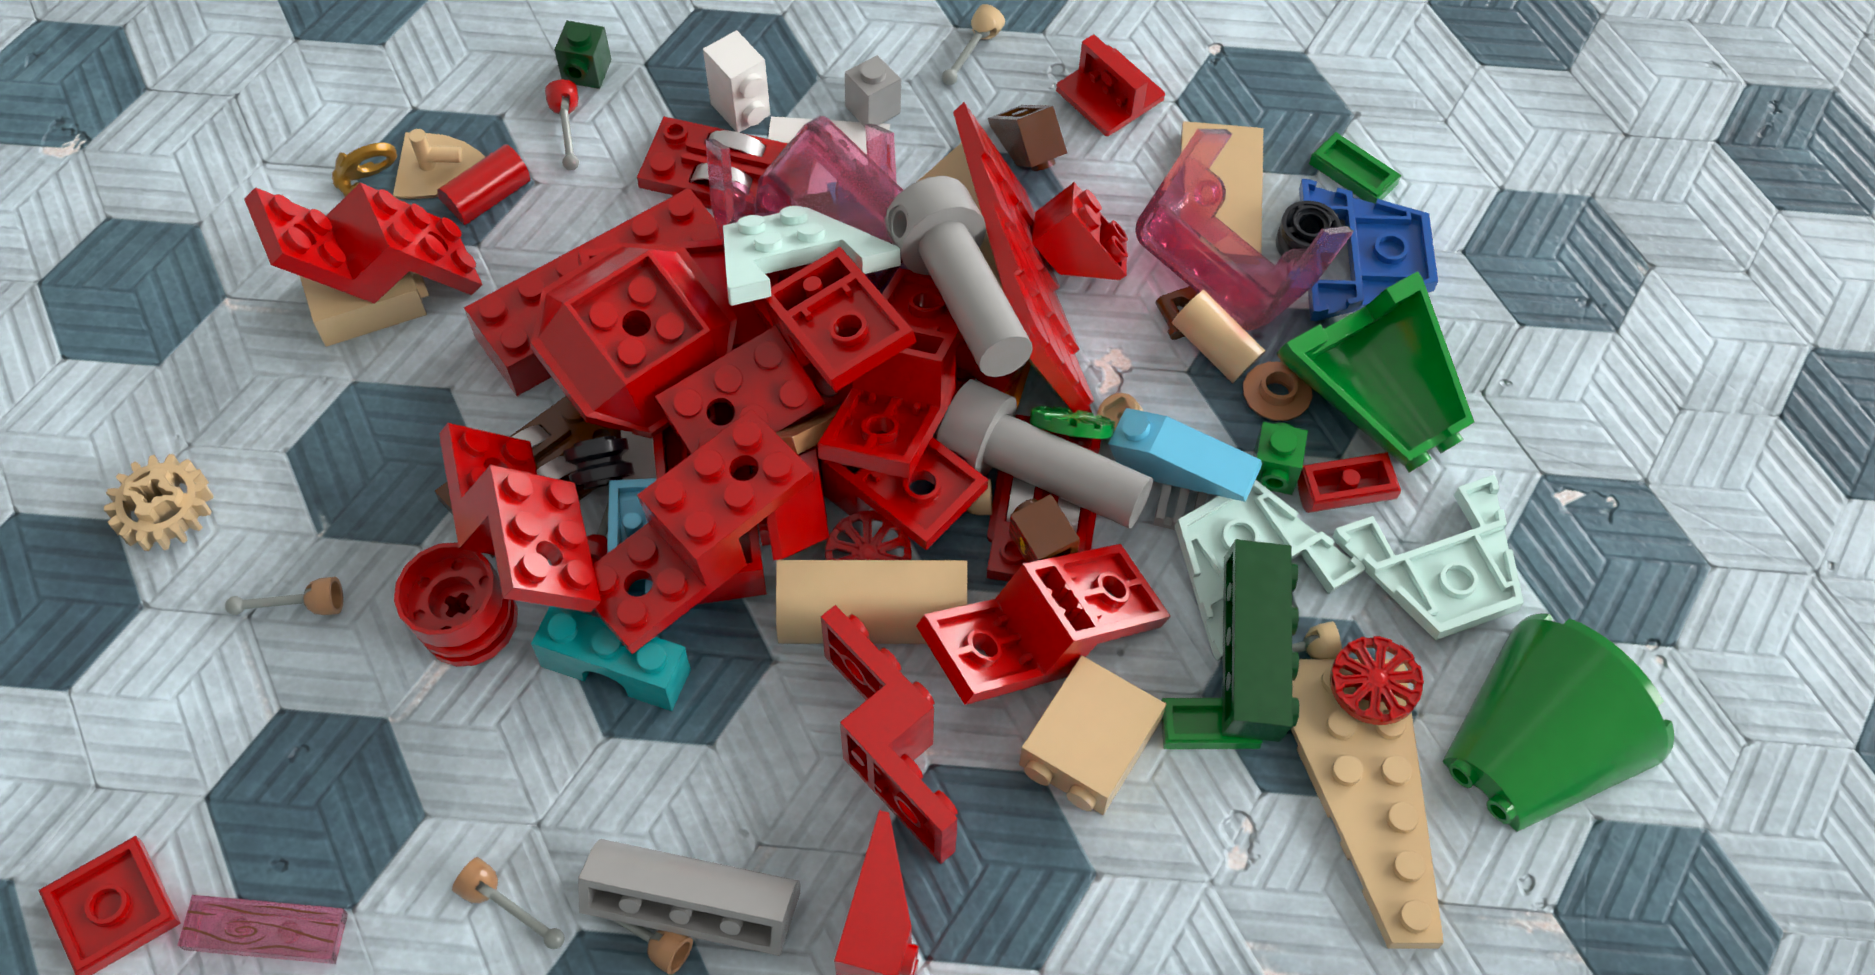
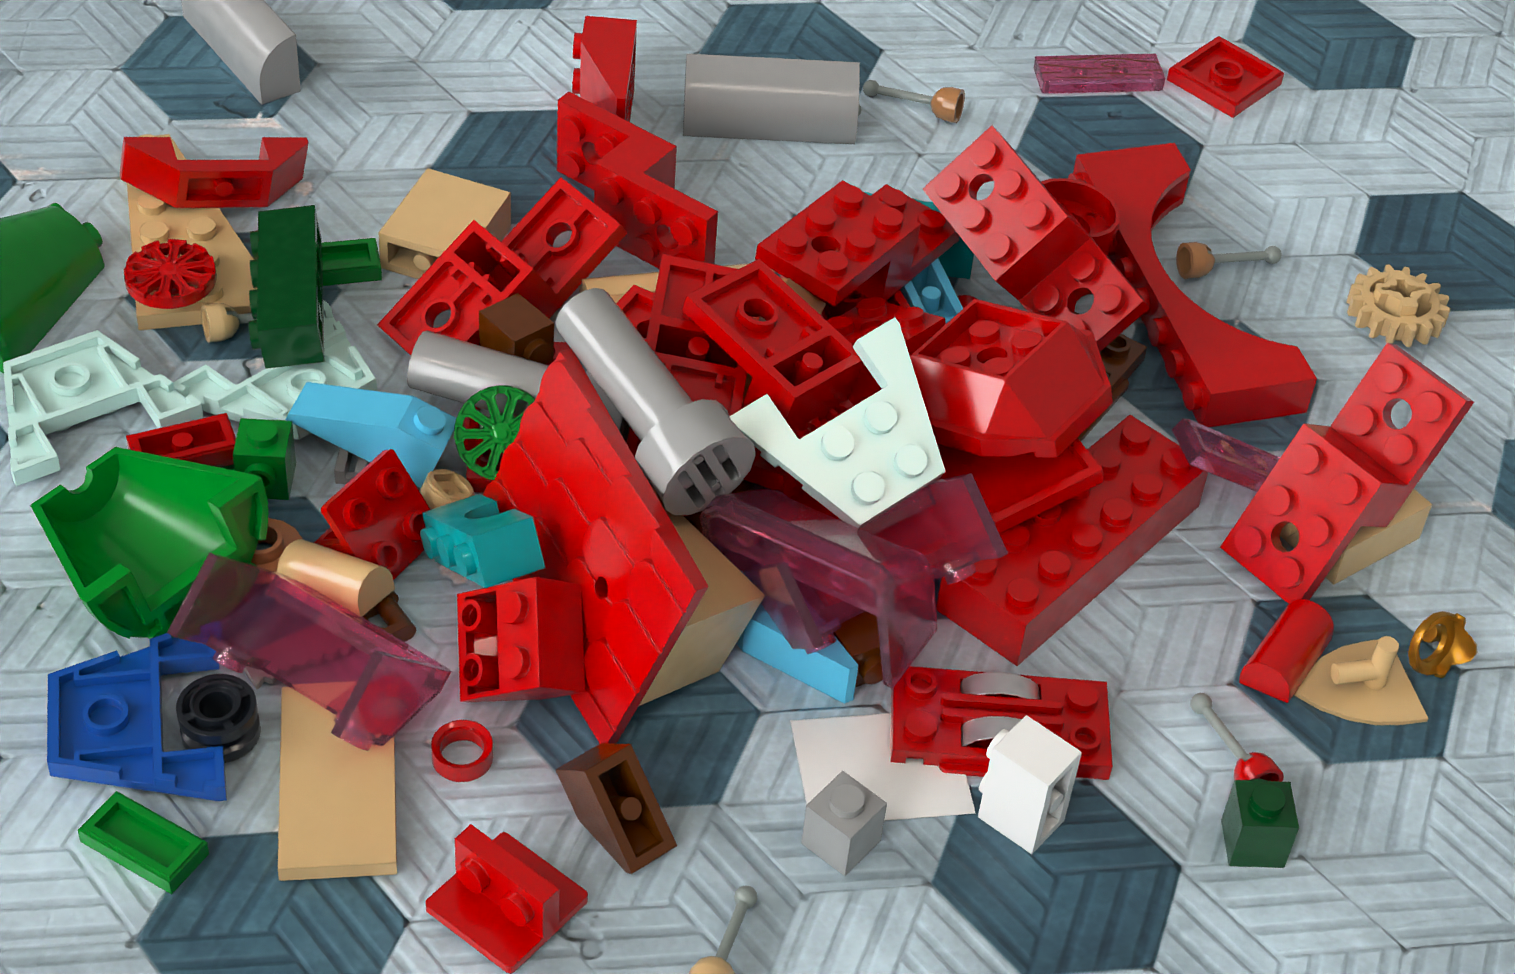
camera: 165 degrees right, 15 degrees down
(354, 685) = (1218, 368): none -> red arch
(435, 320) = (1224, 455): none -> clear pink tile
(1117, 348) = (481, 541): none -> teal arch
(1127, 186) = (458, 731): none -> red piece
(1187, 378) = (377, 515): none -> red bracket
(1406, 829) = (154, 168): none -> red slope

